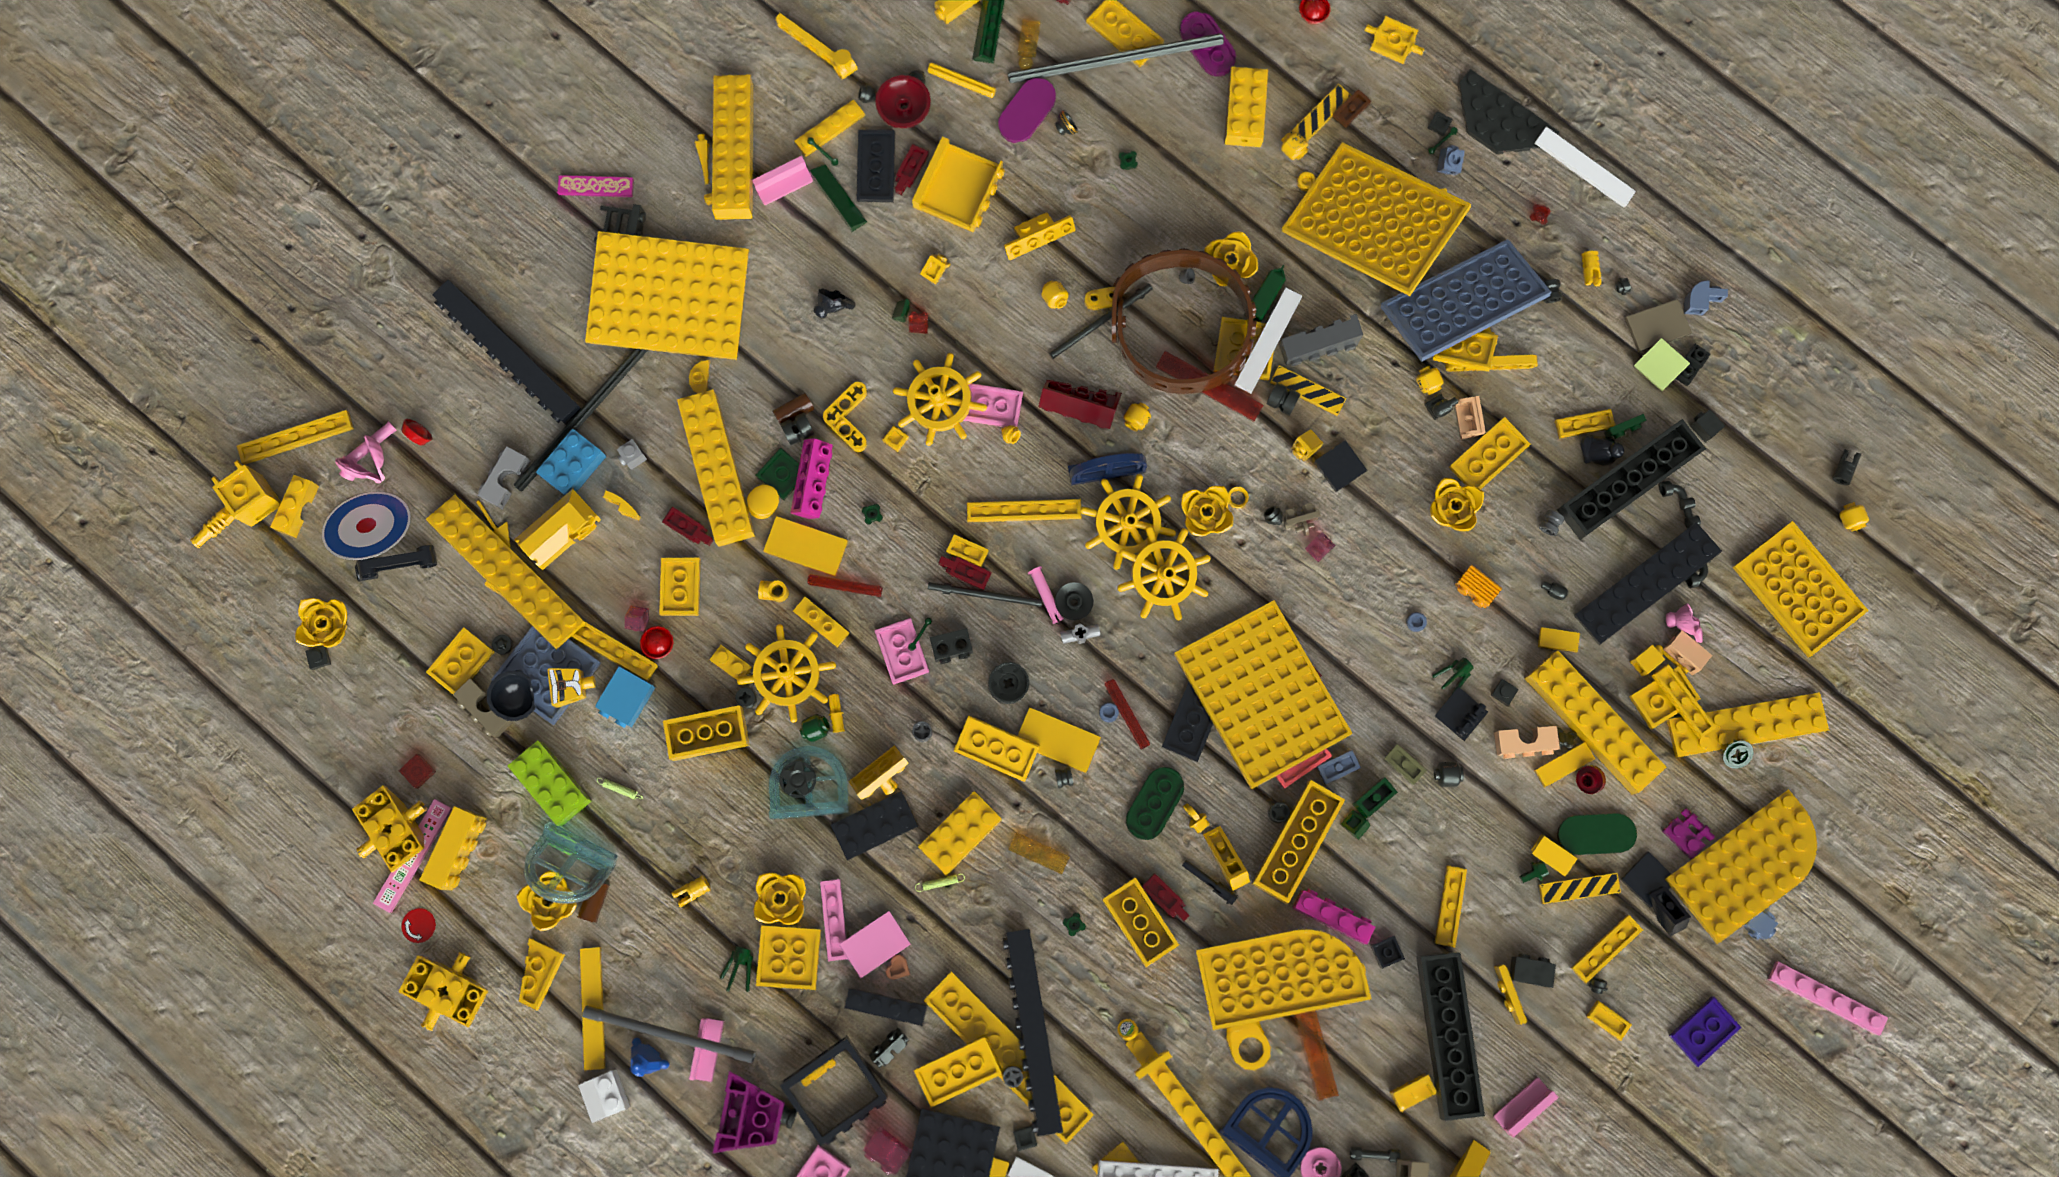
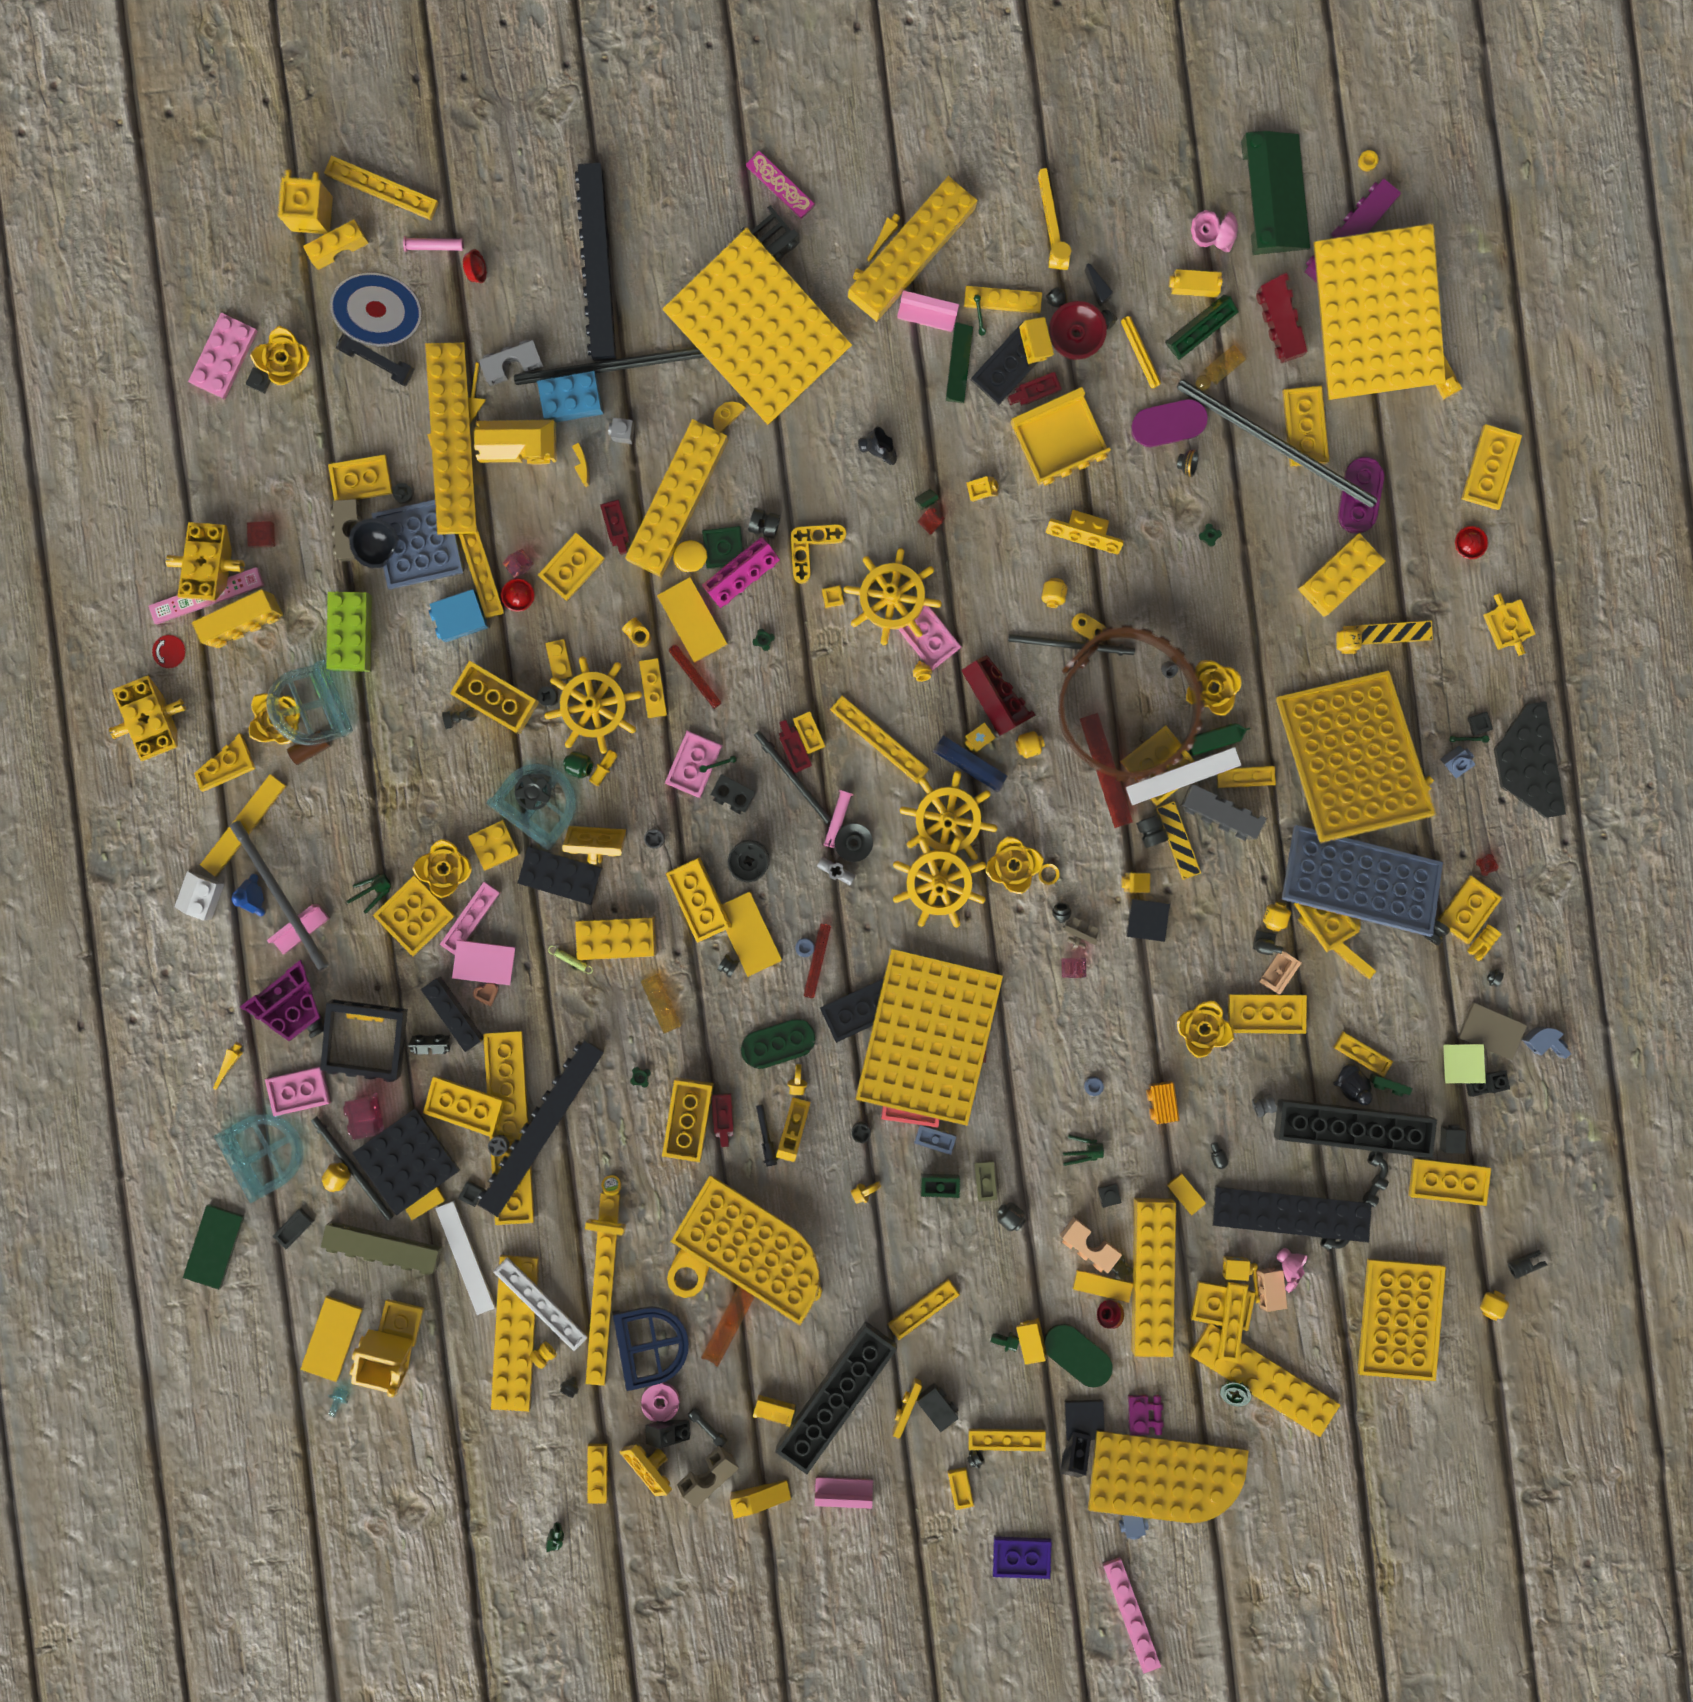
camera: 40 degrees right, 10 degrees up
(213, 527) = (259, 206): yellow hinge -> none
(274, 663) = (223, 356): none -> bright pink plate
(352, 470) = (401, 254): bright pink animal -> none
(568, 685) = (423, 570): torso -> none
(619, 788) = (397, 681): yellowish green piece -> none
(684, 782) = (449, 718): none -> pearl dark grey piece
(694, 889) = (388, 804): yellow hinge -> none
(794, 407) = (776, 504): reddish brown brick -> none
(803, 847) = (494, 845): none -> yellow plate
(879, 132) = (1036, 340): none -> yellow hinge
(891, 61) = (1100, 288): none -> black slope
(1096, 443) = (979, 738): none -> yellow brick
(1298, 842) = (854, 1166): yellow brick -> none
(1305, 181) = (1332, 675): yellow tile -> none
(1313, 303) = (1247, 777): none -> yellow tile
(1321, 859) = (862, 1193): none -> yellow piece
(1337, 919) = (831, 1242): dark pink brick -> none
(1352, 108) = (1422, 650): reddish brown plate -> none
(1355, 824) = (909, 1190): dark green slope -> none
(1387, 952) = (847, 1299): black piece -> none
(1461, 713) = (1062, 1182): black hinge -> none
(1558, 255) = (1469, 909): none -> yellow tile
(1579, 888) = (1028, 1381): tile -> none
(1585, 167) = (1557, 859): white tile -> none
(1734, 458) = (1449, 1181): none -> yellow plate

